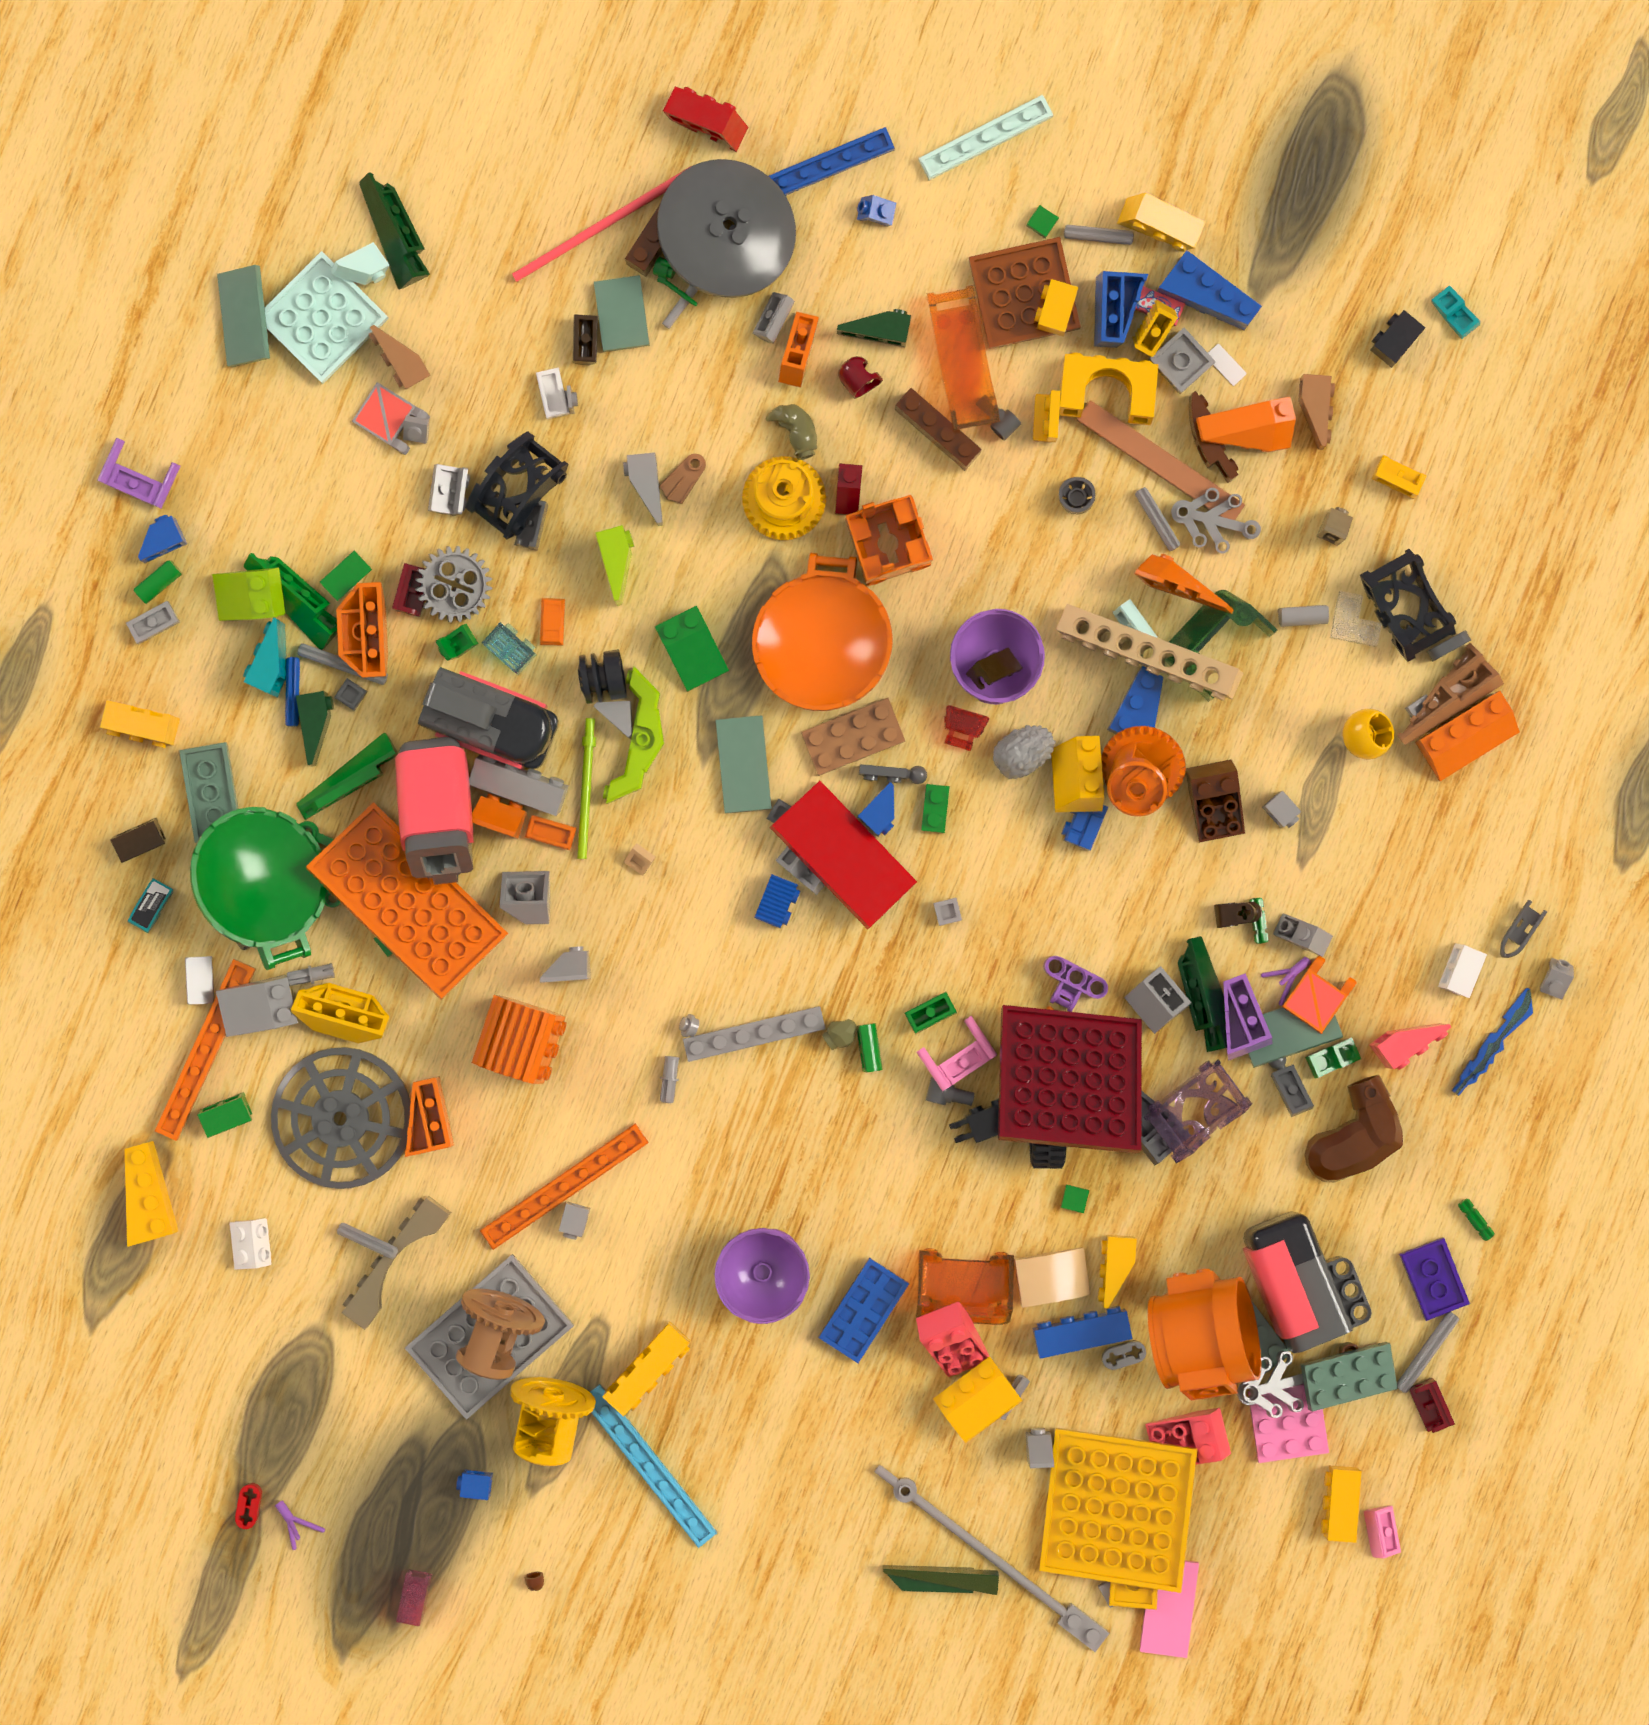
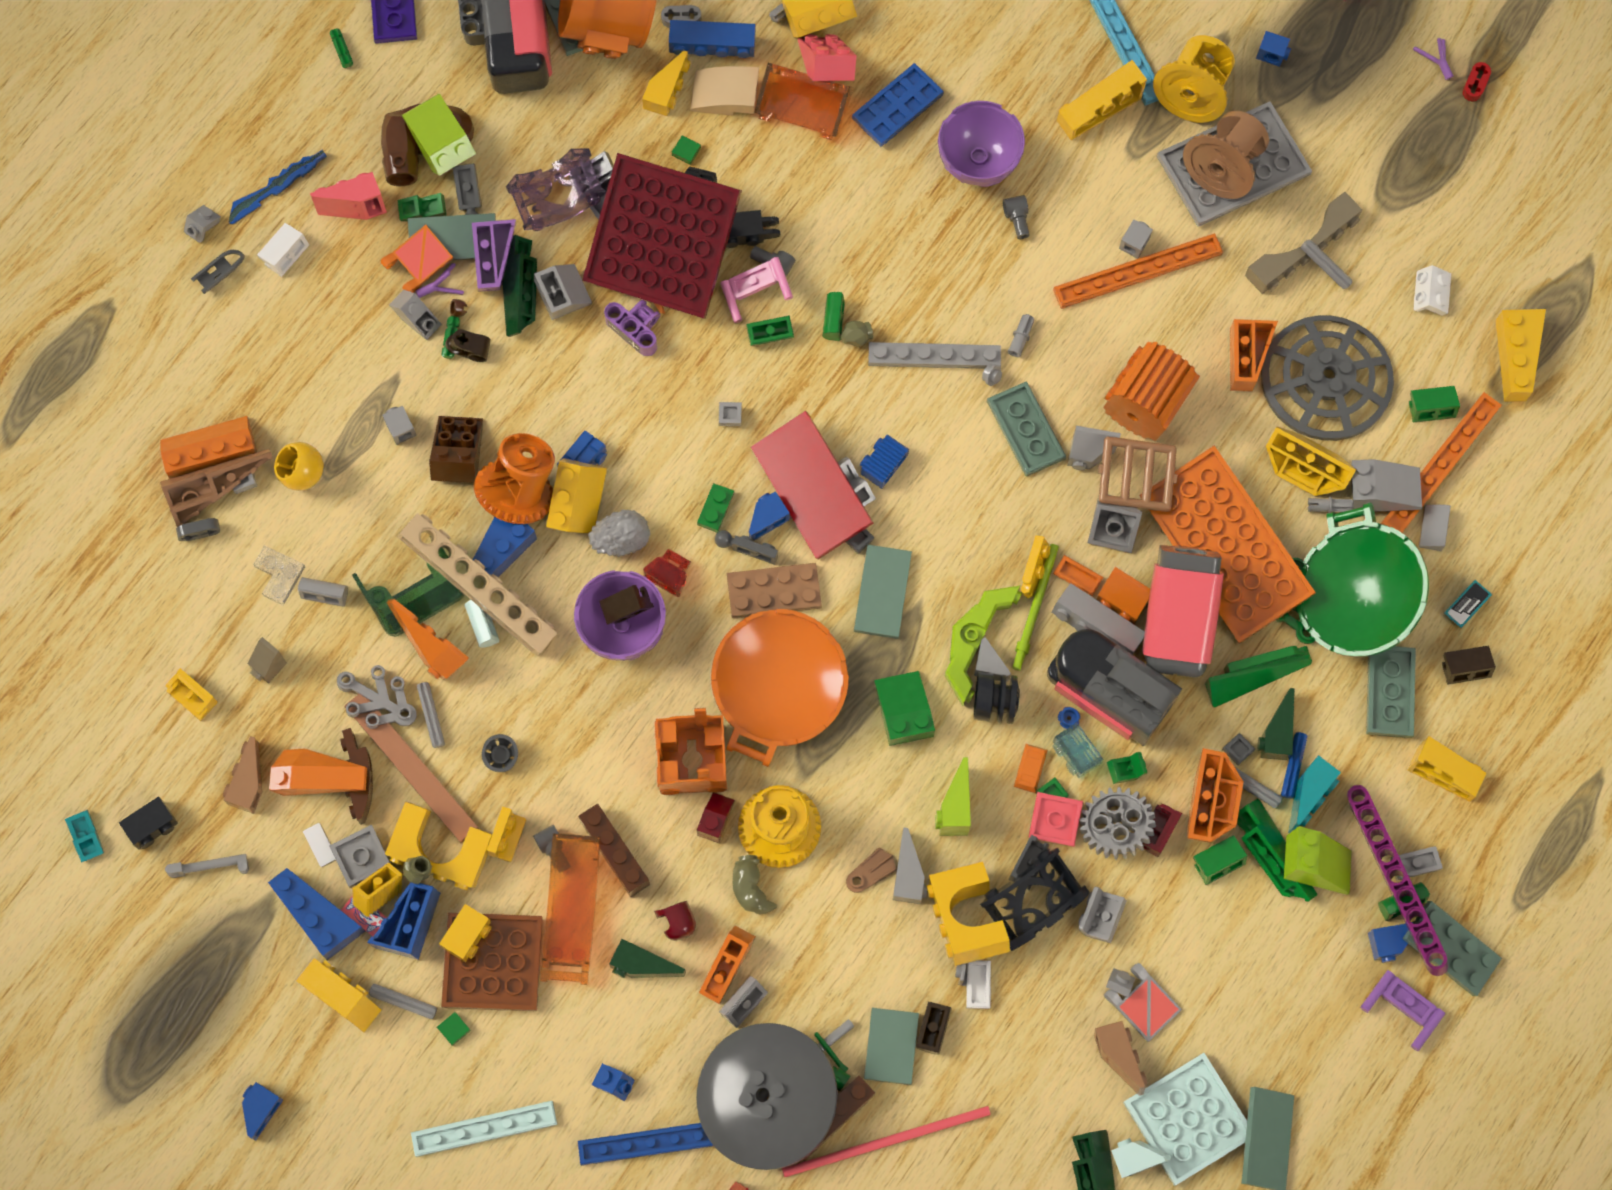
camera: 165 degrees left, 15 degrees down
(102, 544) = (1468, 958): none -> sand green plate
(166, 580) = (1402, 888): none -> magenta beam
(499, 920) = (1150, 448): none -> medium nougat bar
(515, 574) = (1055, 819): none -> coral plate
(524, 601) = (1053, 787): none -> green tile
(532, 681) = (1068, 711): none -> blue plate
(575, 419) = (965, 942): none -> yellow arch
(595, 824) = (1035, 566): none -> yellow hinge
(639, 859) = (1001, 529): tan plate -> none
(640, 978) = (1026, 429): none -> sand green tile
(707, 1219) = (1016, 210): none -> dark grey pin
(1121, 352) = (417, 869): none -> olive rock
(1203, 99) = (258, 1108): none -> blue slope
(1260, 954) = (457, 308): none -> reddish brown hinge
(1338, 1133) = (438, 135): none -> lime slope
(1352, 301) = (179, 870): none -> light grey hinge
(1404, 637) = (237, 545): black fence -> none

